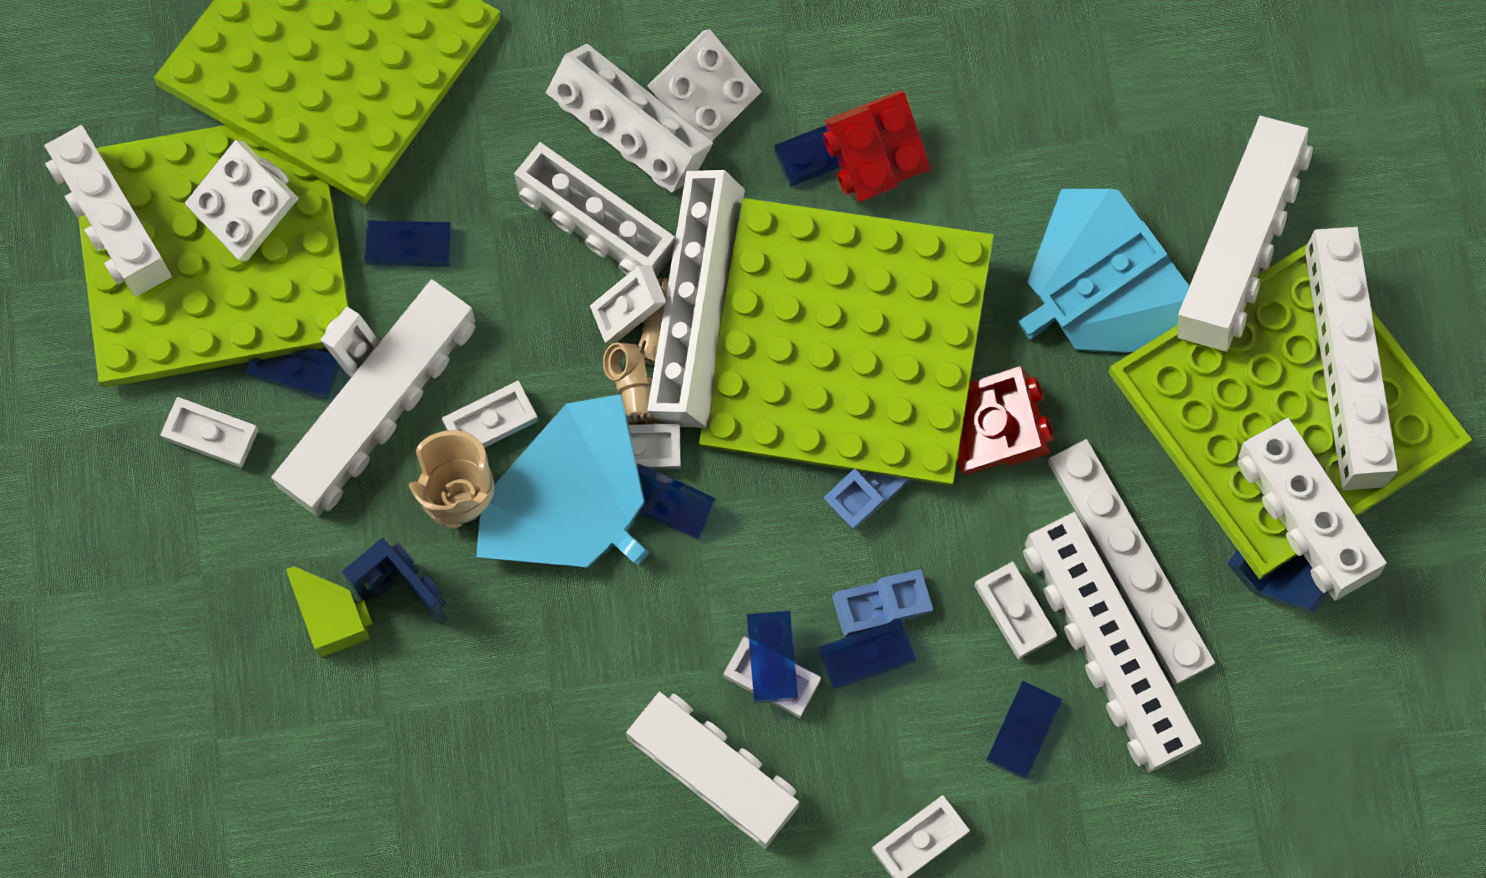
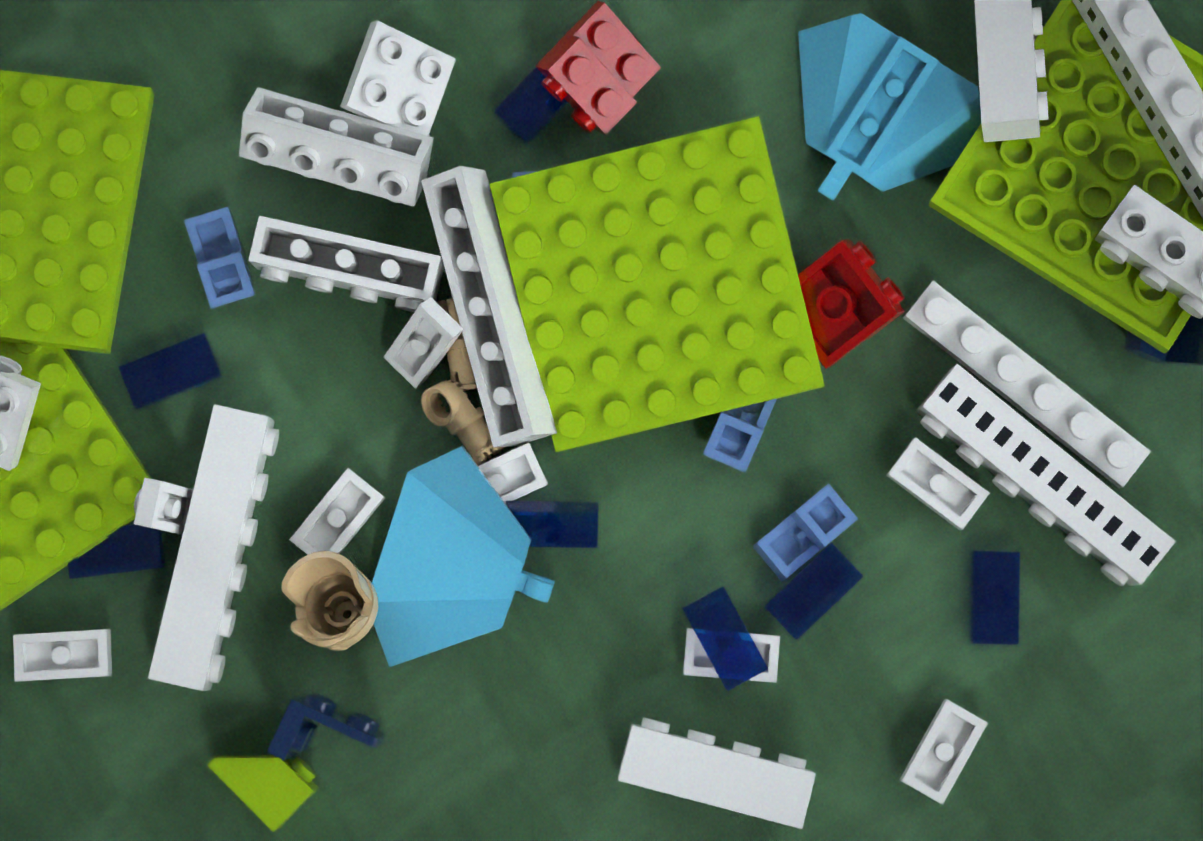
camera: 25 degrees left, 10 degrees up
(492, 168) = (220, 257): none -> medium blue slope

